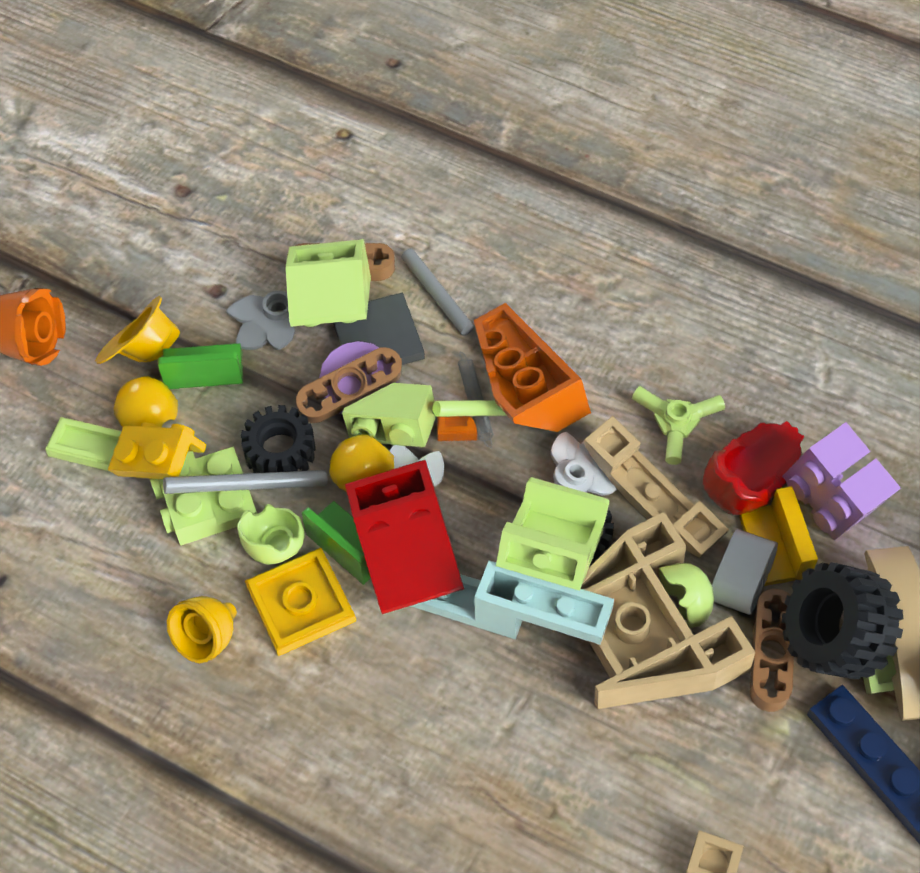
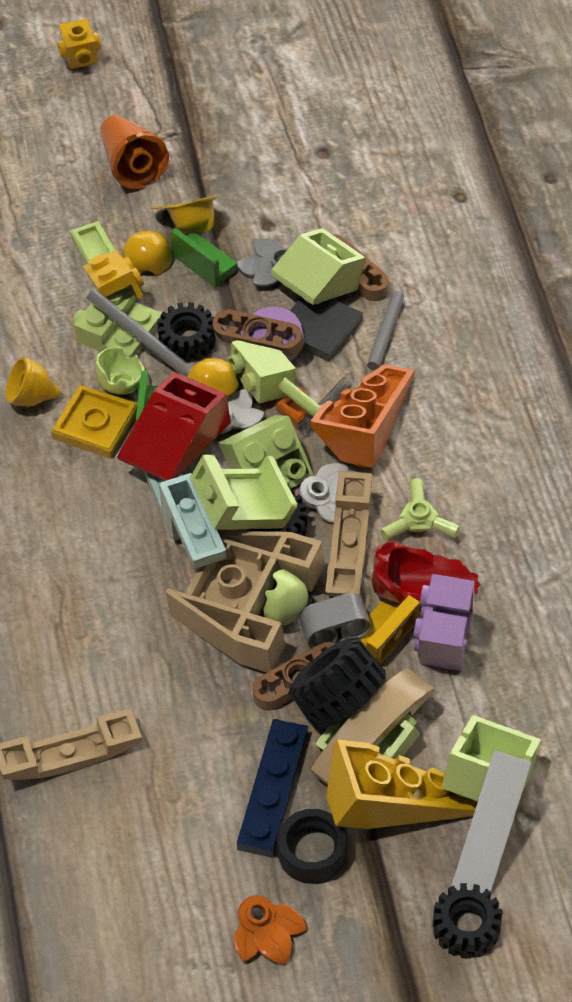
camera: 50 degrees right, 5 degrees down
(490, 482) = (269, 438): none -> yellowish green slope

